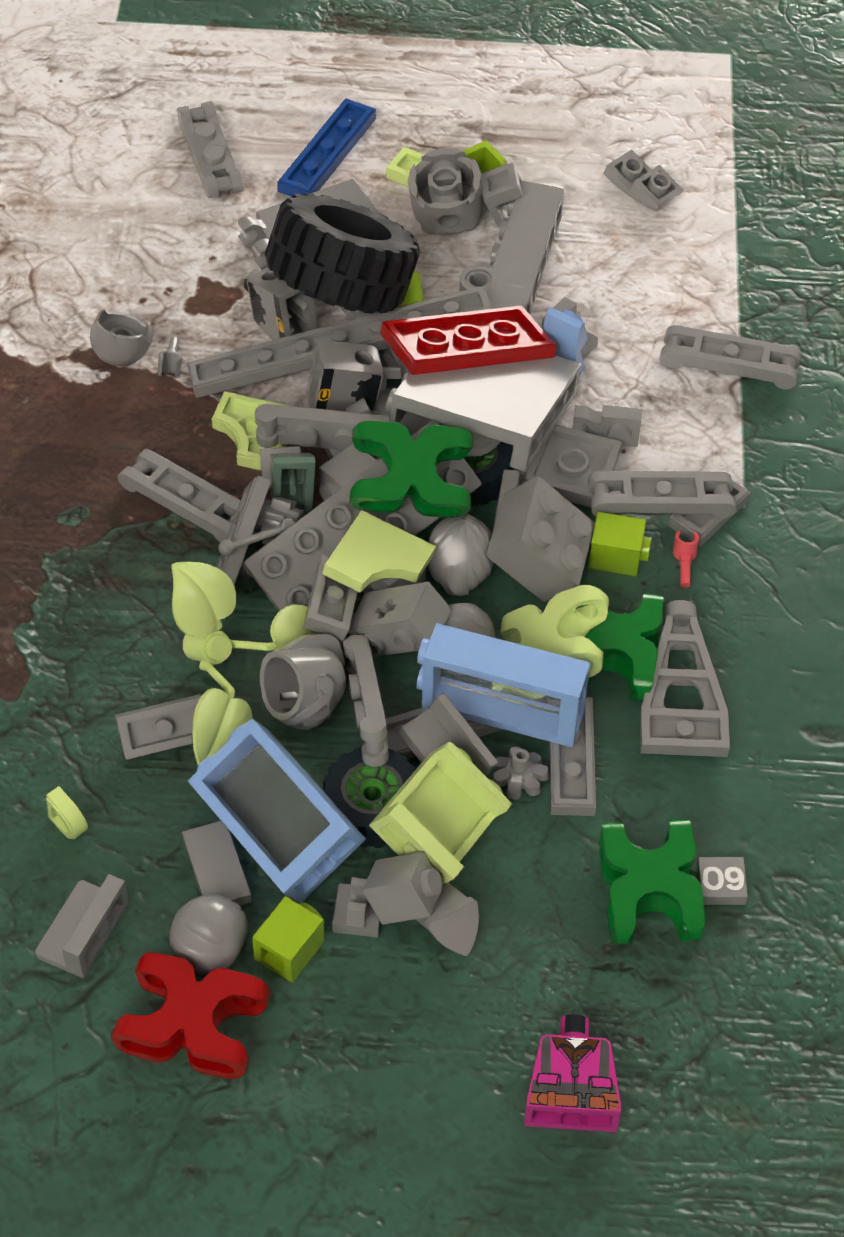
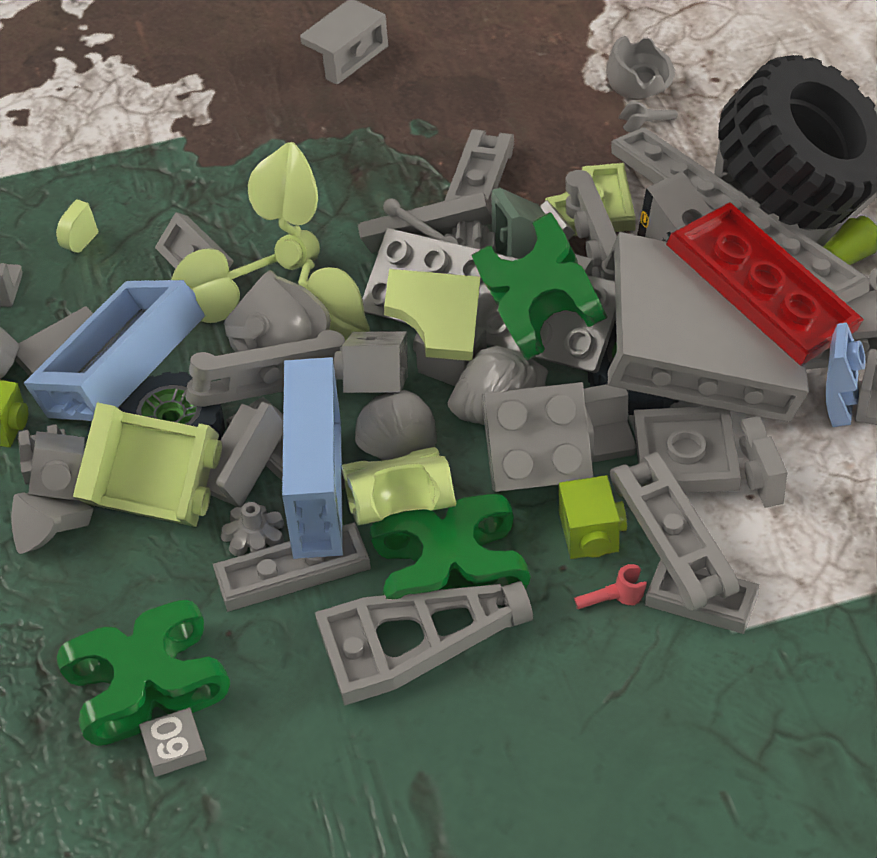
camera: 75 degrees right, 5 degrees down
(329, 605) = (360, 307): light grey panel -> none

